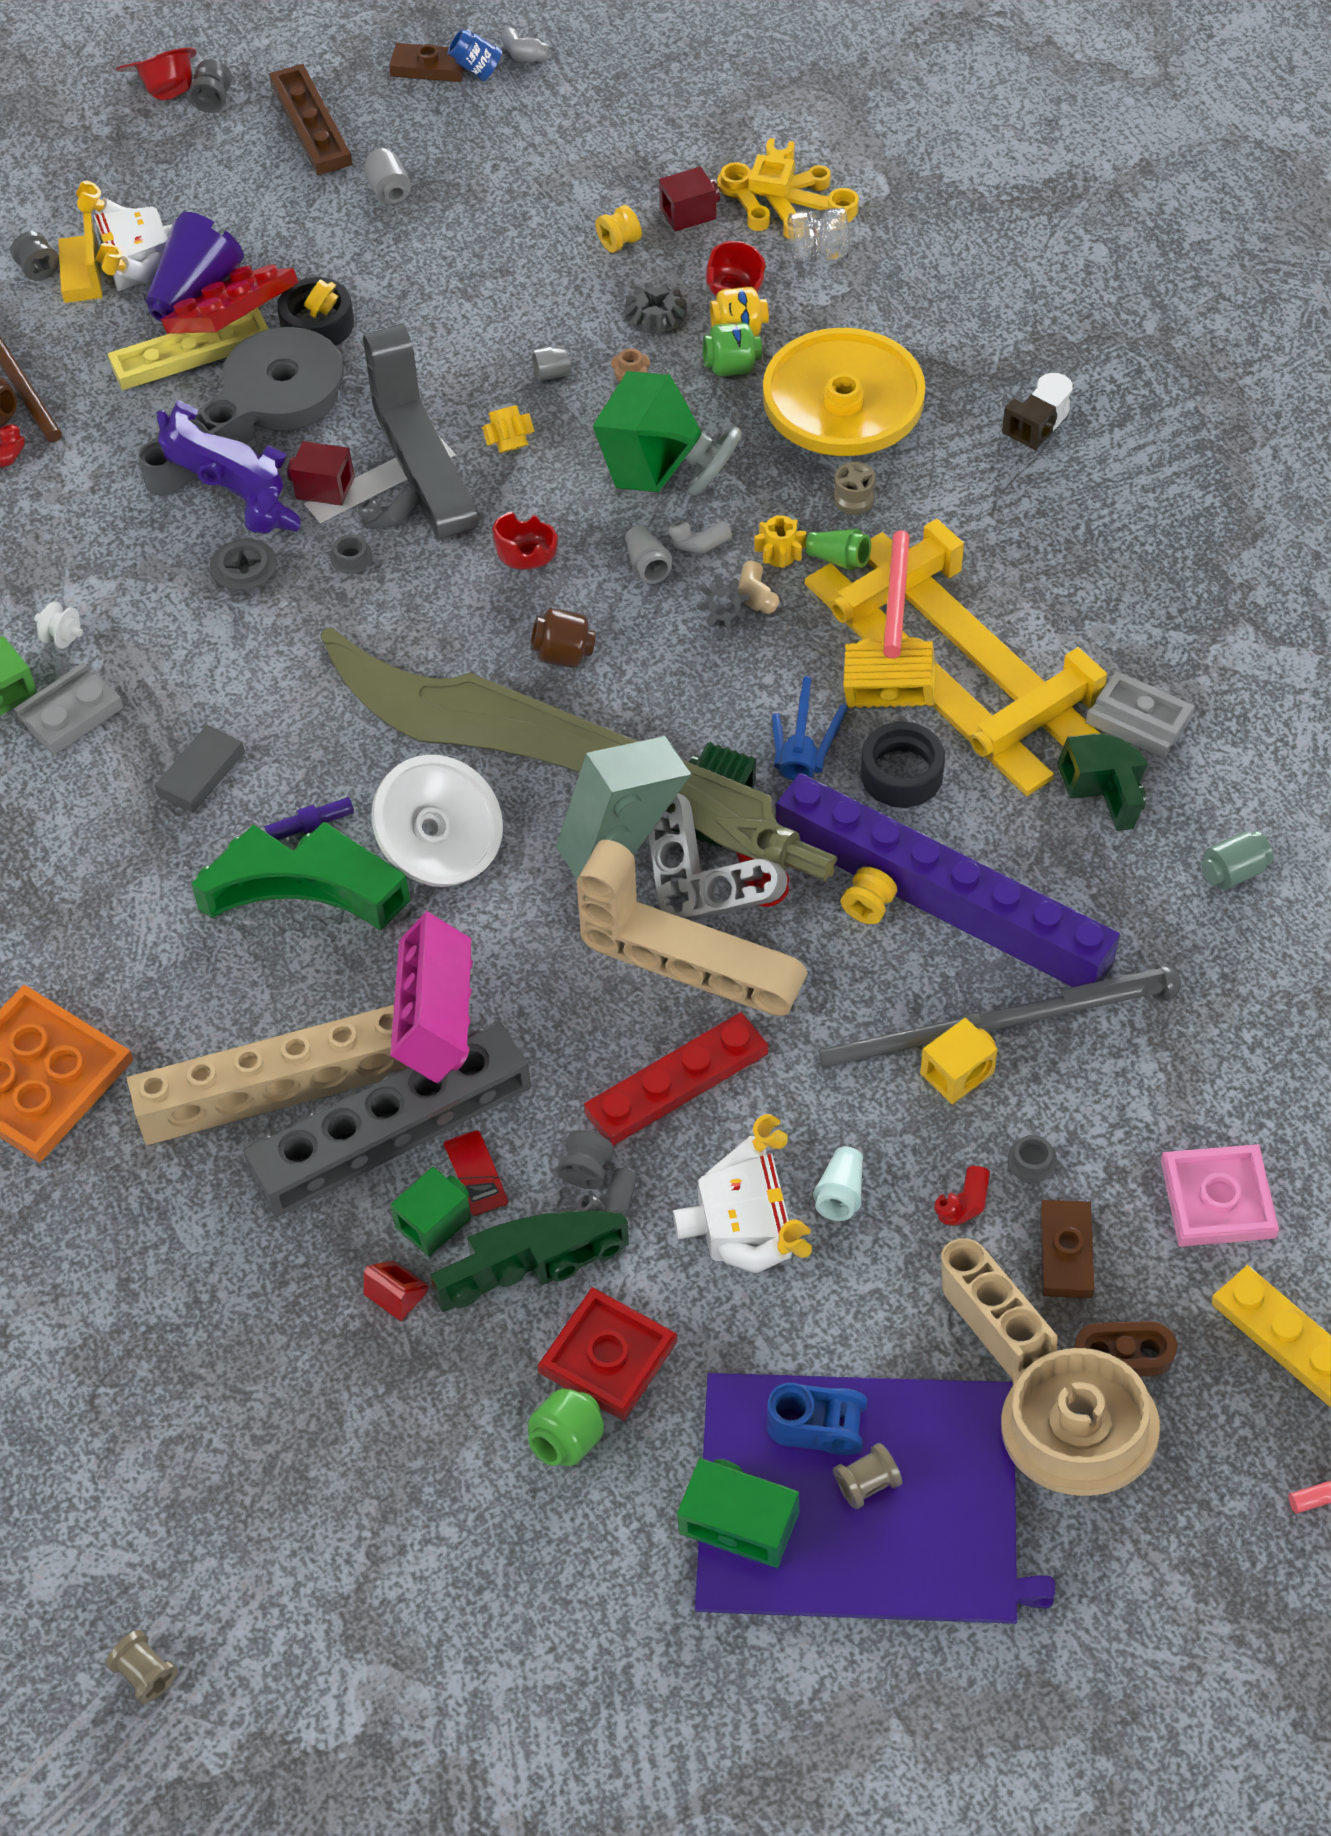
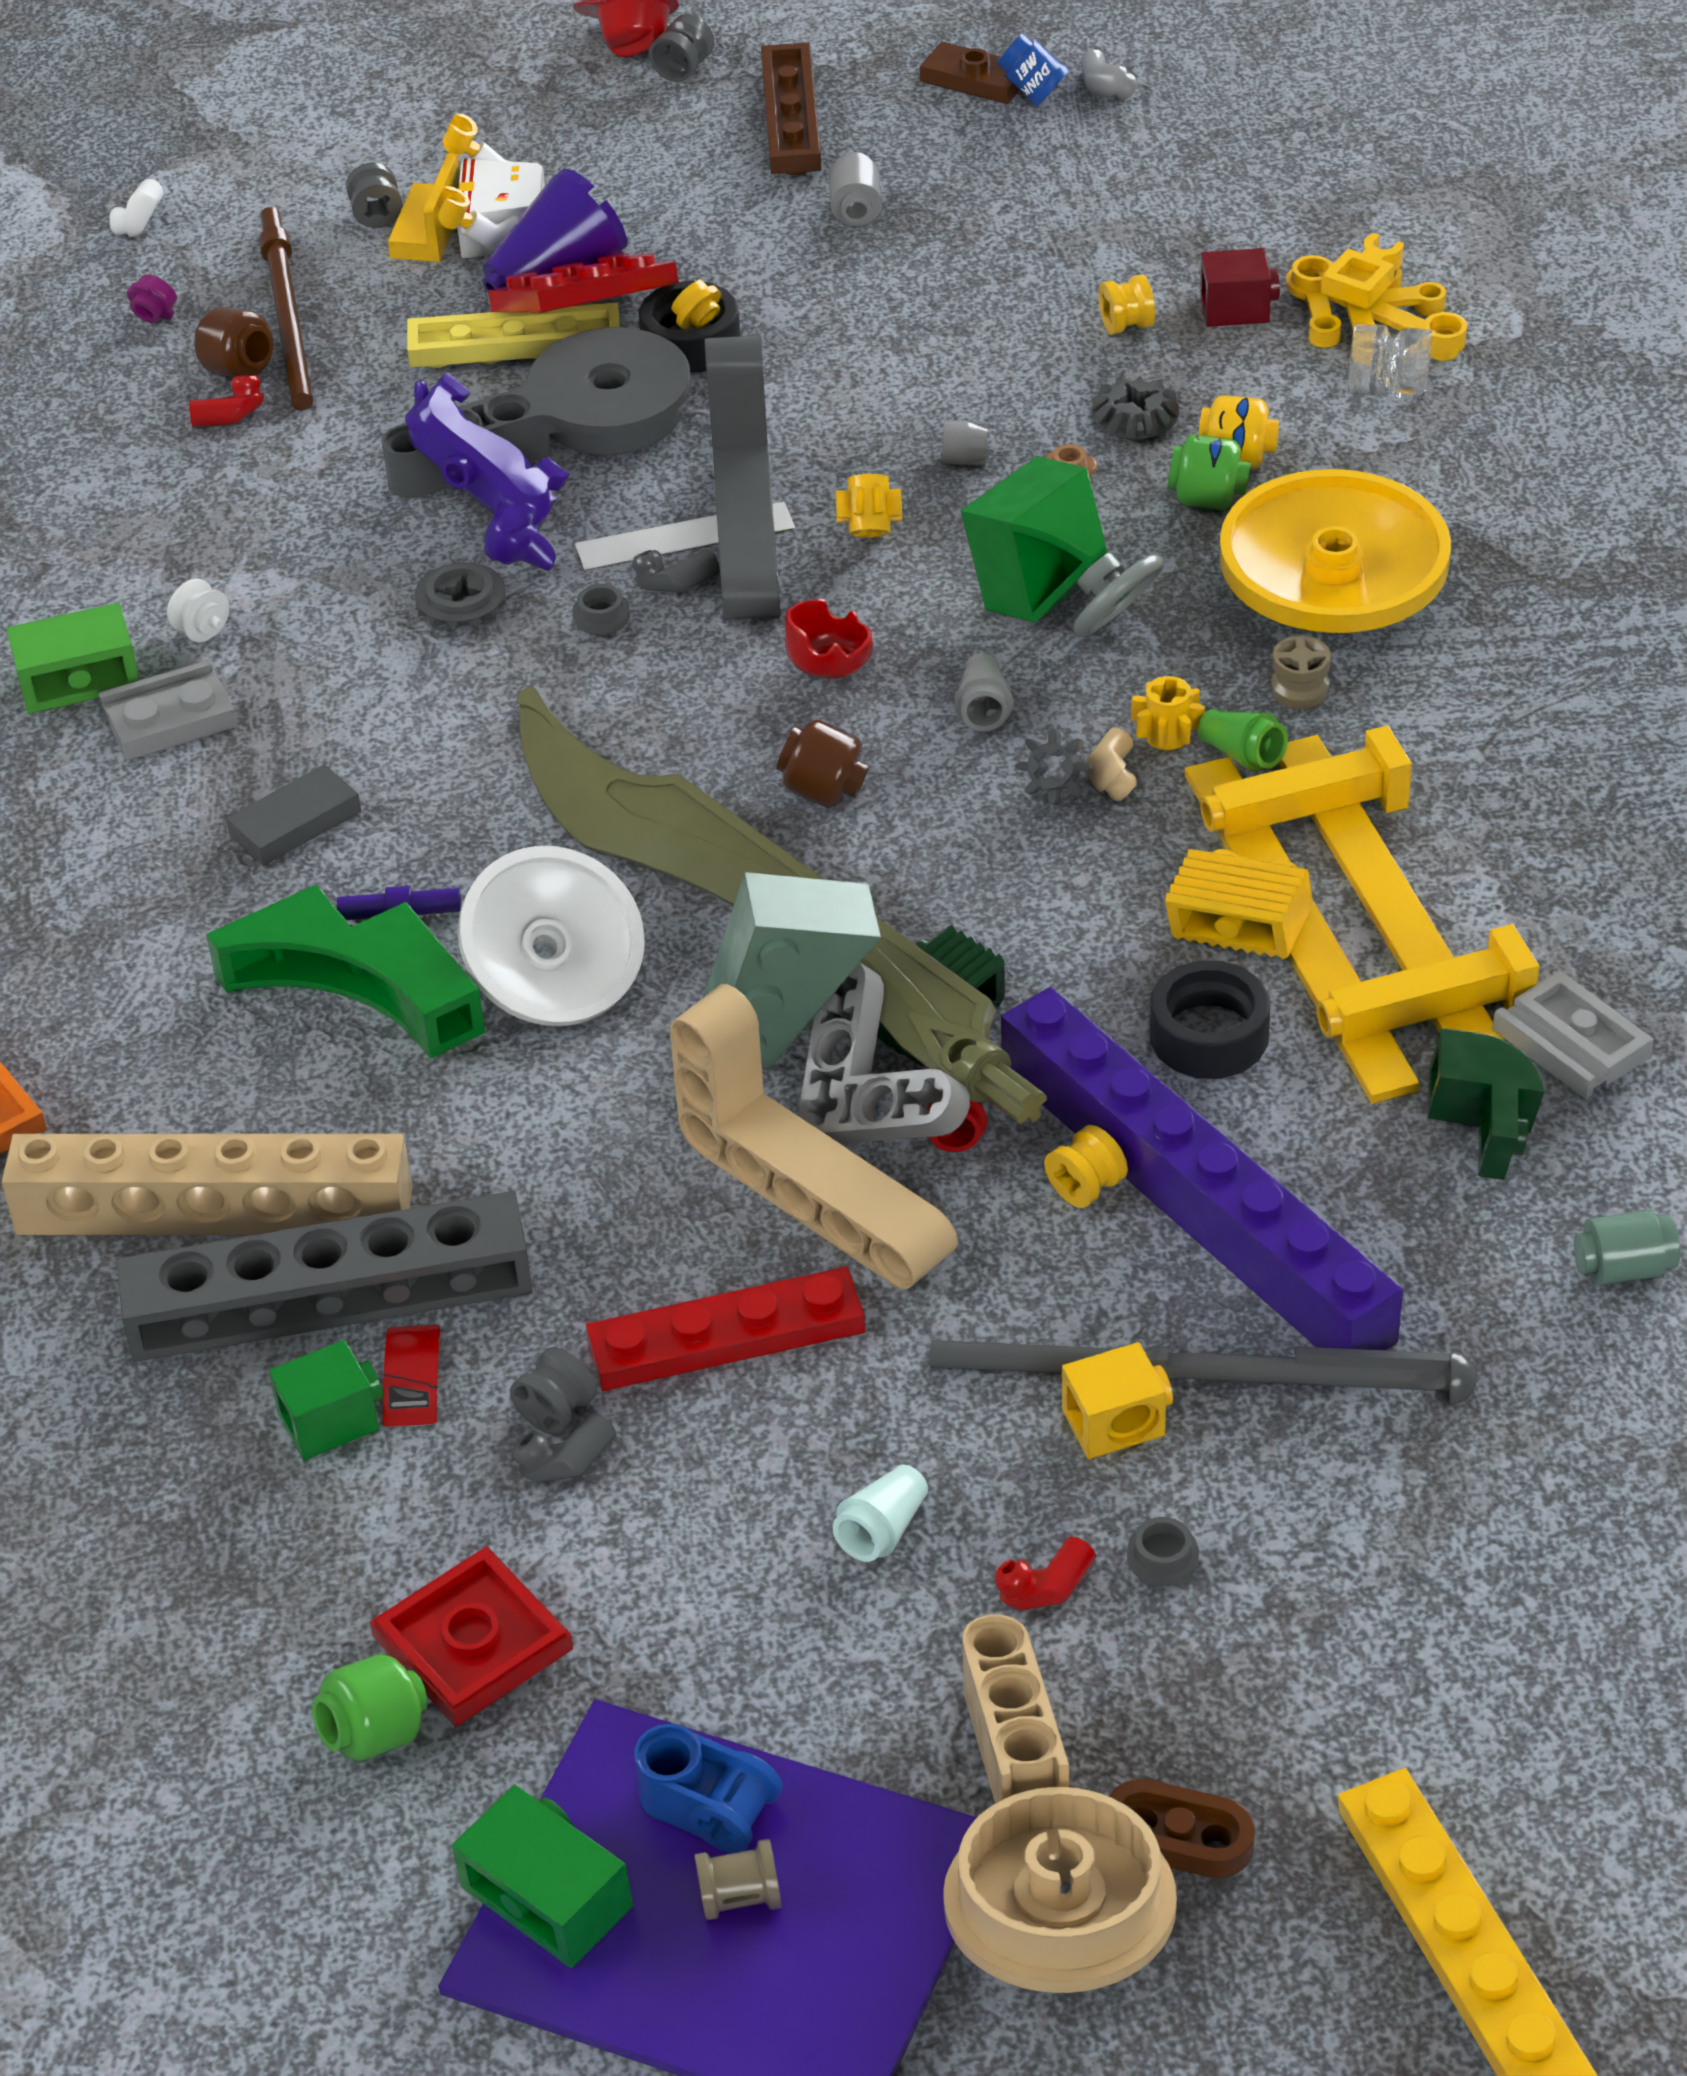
camera: 20 degrees right, 10 degrees down
(321, 473) = (607, 508): dark red brick -> none
(393, 1288) = (236, 1480): red slope -> none
(432, 998) = (436, 1137): dark pink brick -> none
(544, 1243) = (449, 1476): dark green slope -> none
(698, 542) = (1063, 693): light grey arm -> none
(734, 266) = (1260, 372): red hair -> none
(744, 1206) = (734, 1498): white torso -> none
(799, 752) = (1074, 969): blue plant -> none
(896, 594) = (1284, 802): coral bar -> none
(1040, 412) = (1601, 634): dark brown leg -> none
(1066, 1249) = (1160, 1680): reddish brown plate -> none
(1219, 1195) = (1411, 1672): bright pink tile -> none

